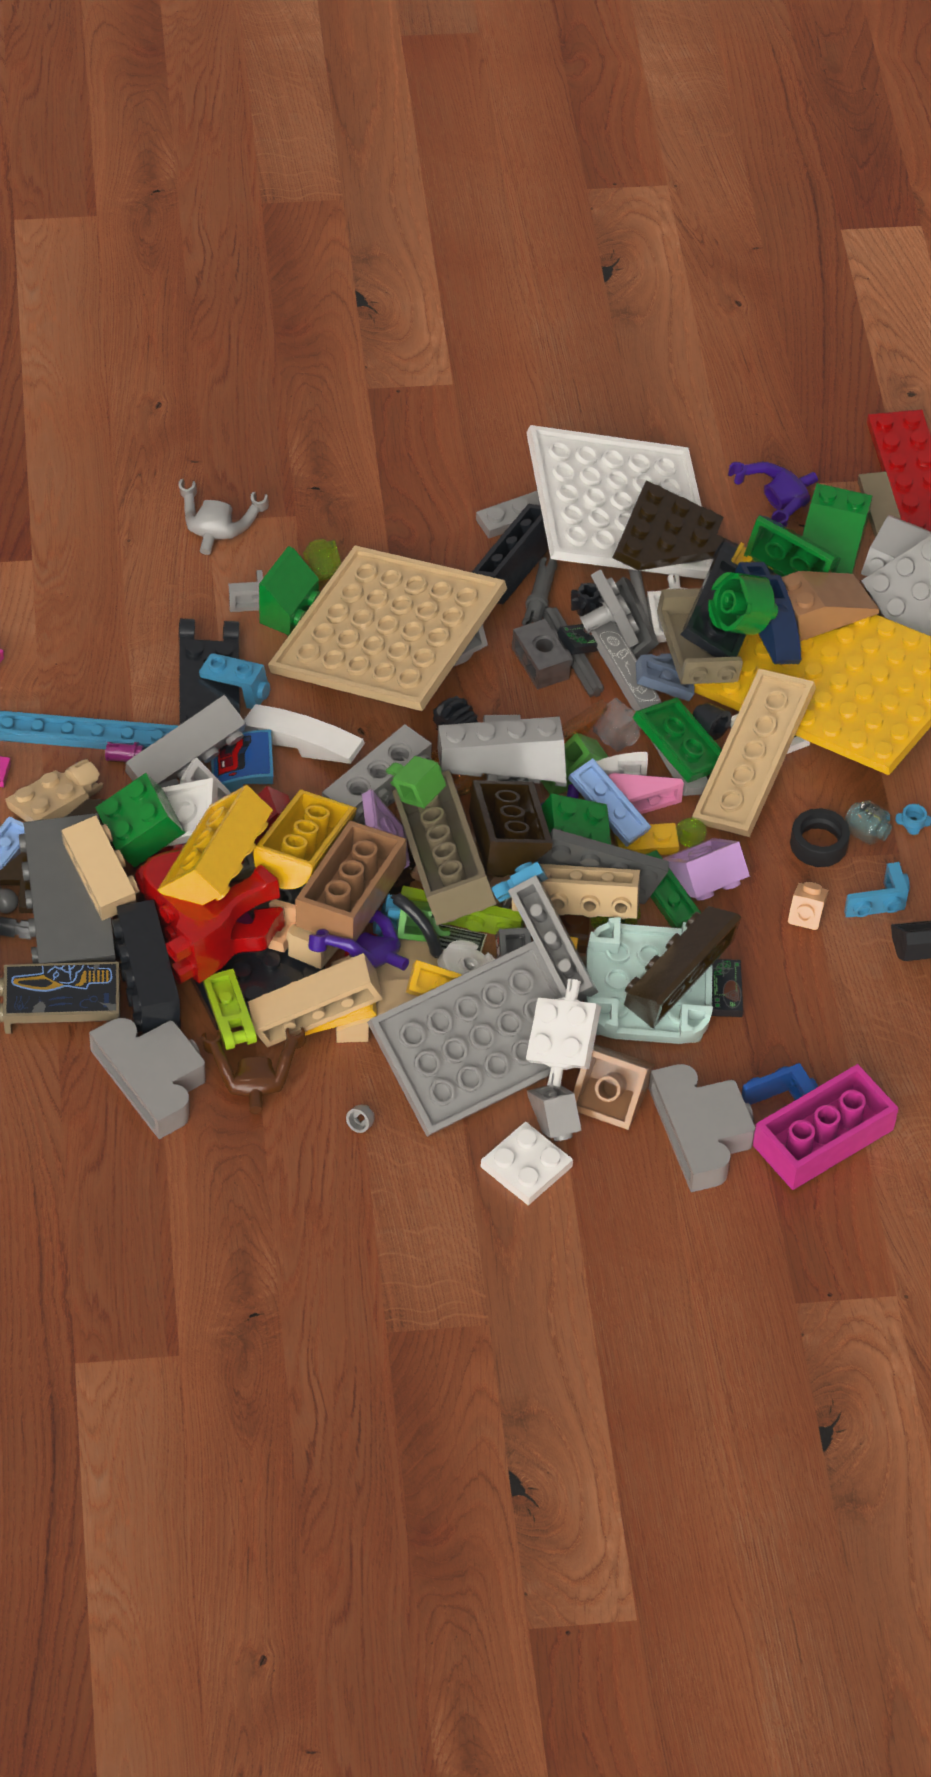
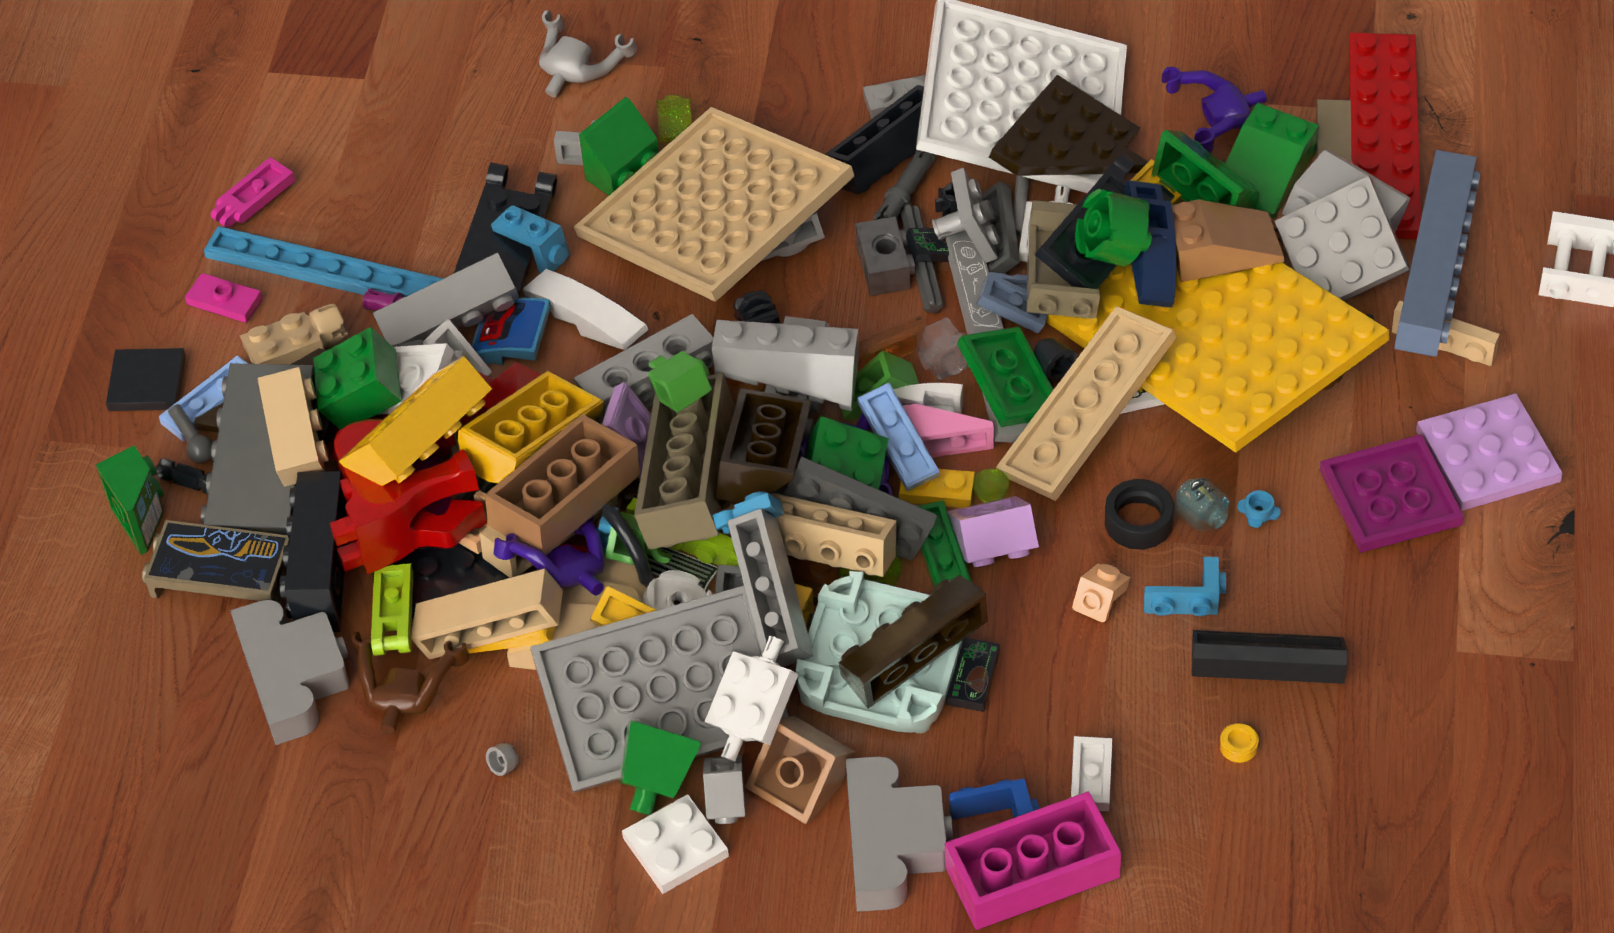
camera: 20 degrees right, 0 degrees up
(494, 1100) = (655, 764): none -> green torso
(845, 1046) = (1092, 769): none -> white plate

